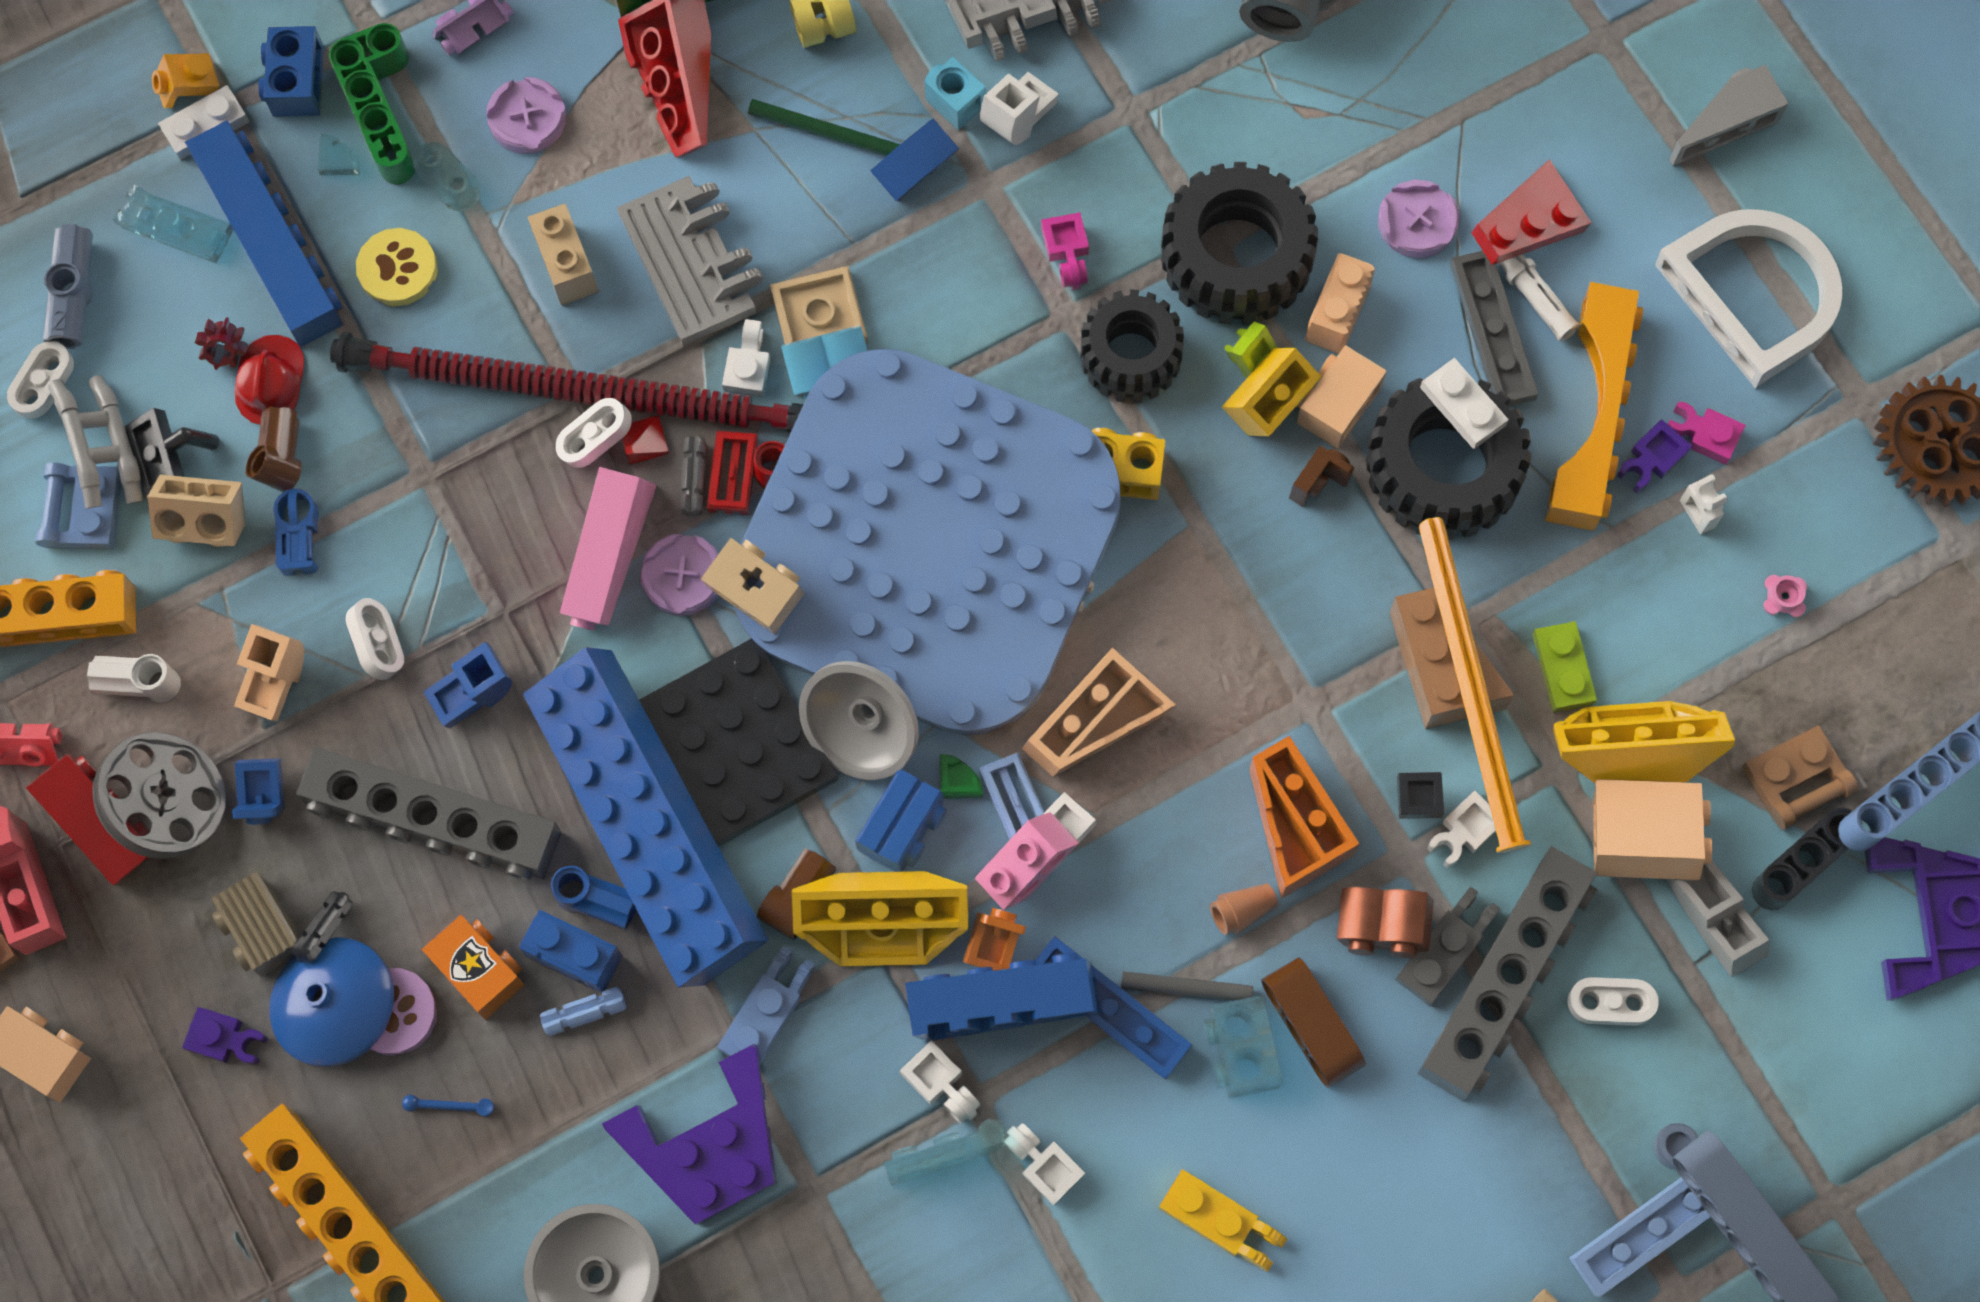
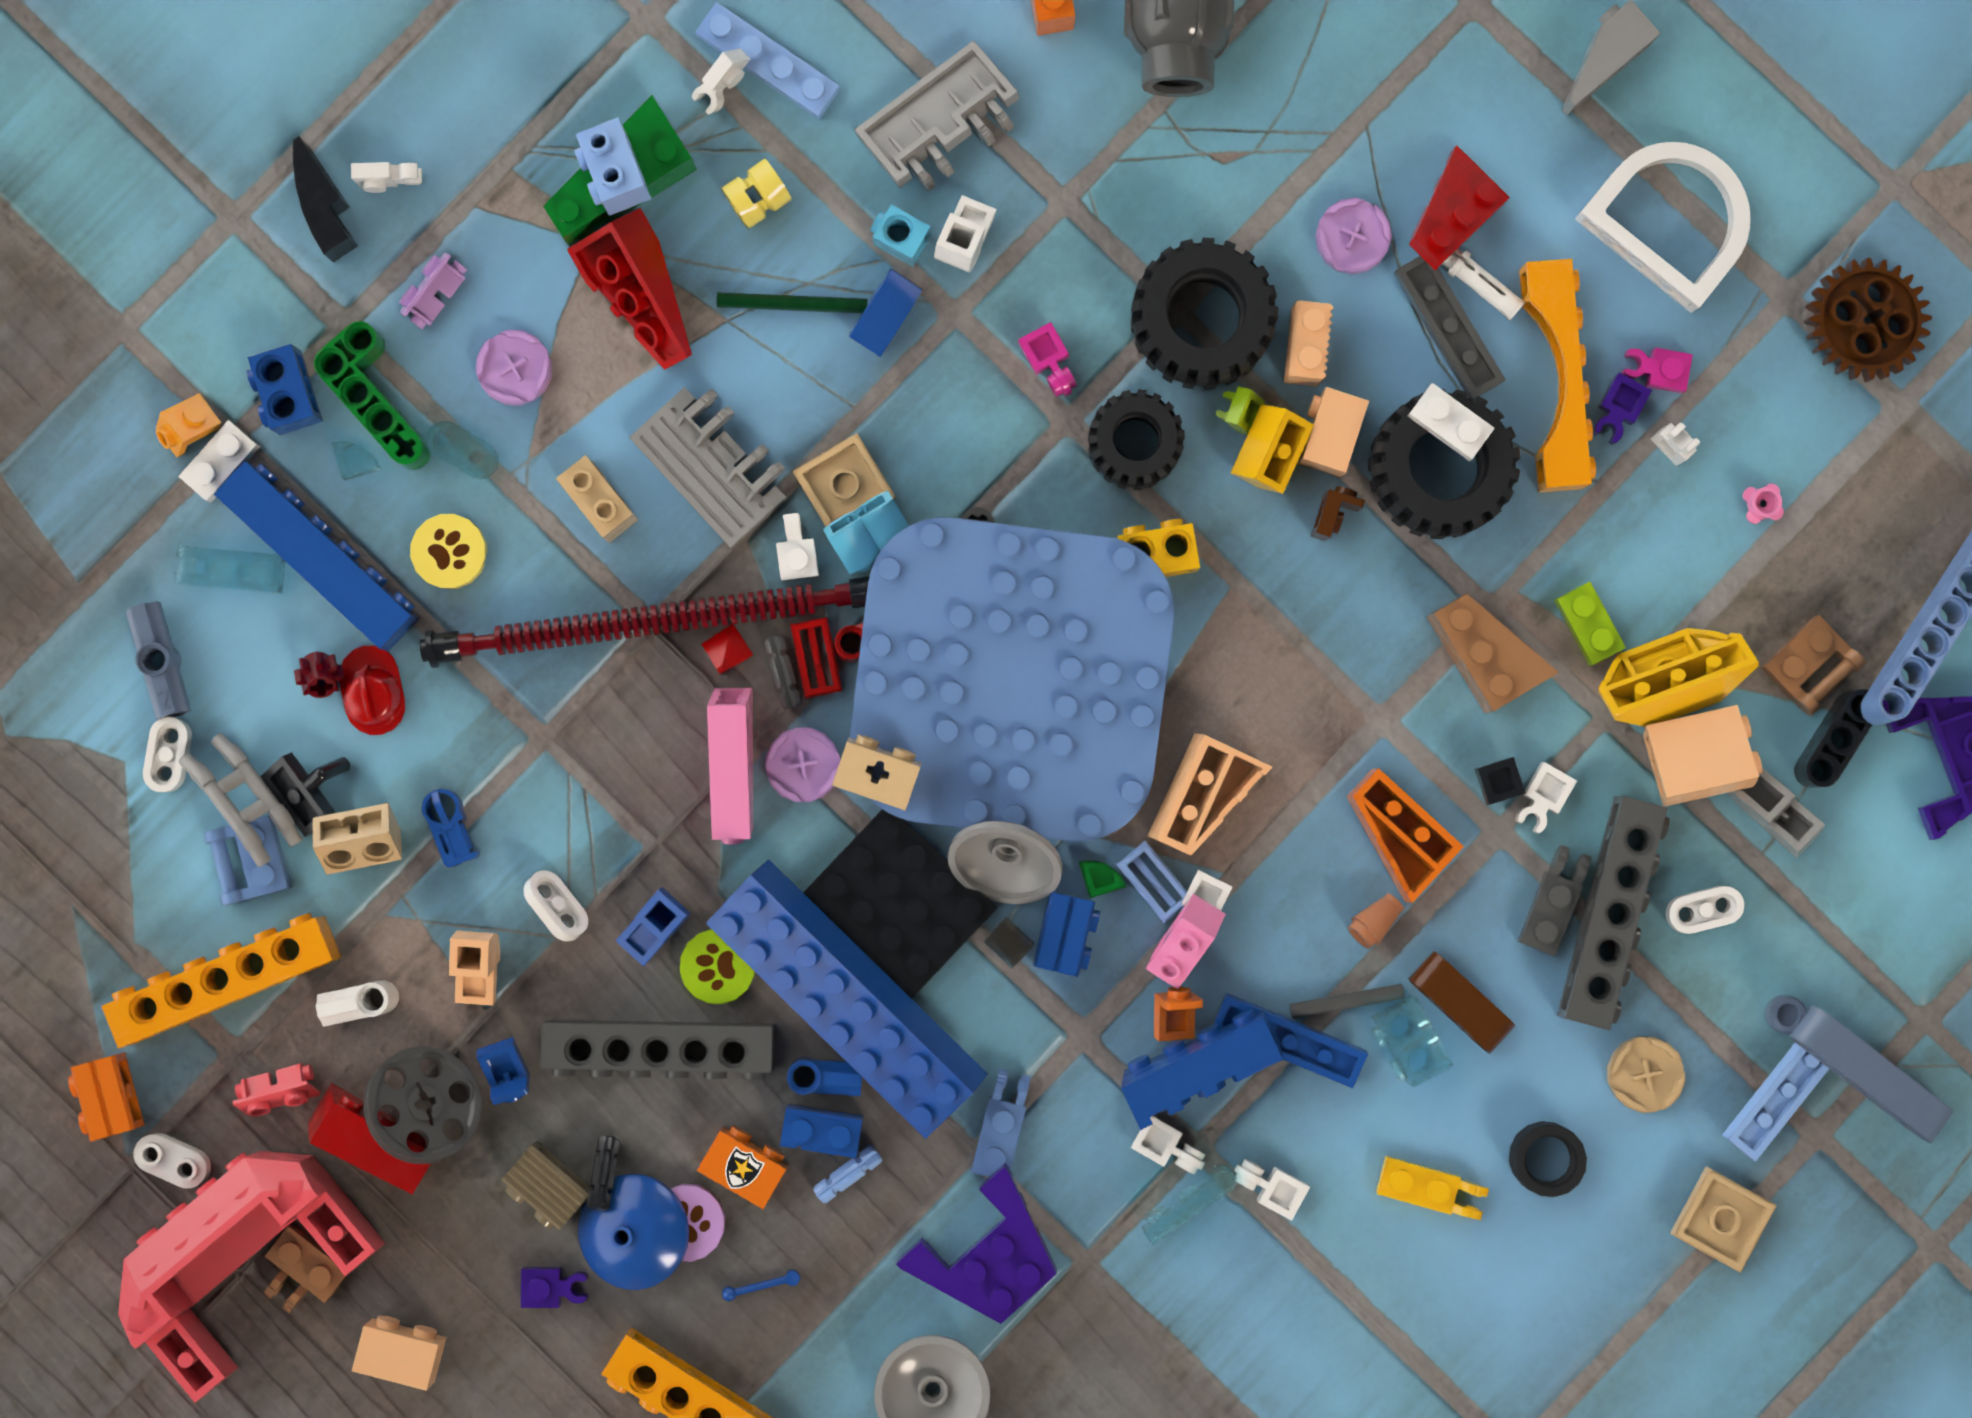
camera: 20 degrees left, 15 degrees up
(274, 457) = (406, 770): reddish brown piece -> none
(517, 754) = (714, 970): none -> lime tile
(594, 431) = (683, 658): white plate -> none
(777, 905) = (994, 1029): reddish brown piece -> none
(835, 804) = (1009, 942): none -> clear smoke piece
(880, 916) = (1074, 1021): yellow wedge -> none
(1385, 921) = (1498, 900): copper brick -> none
(1392, 1208) = (1576, 1167): none -> black tyre
(1472, 686) = (1523, 678): light orange axle -> none
(1500, 1166) = (1646, 1074): none -> tan tile

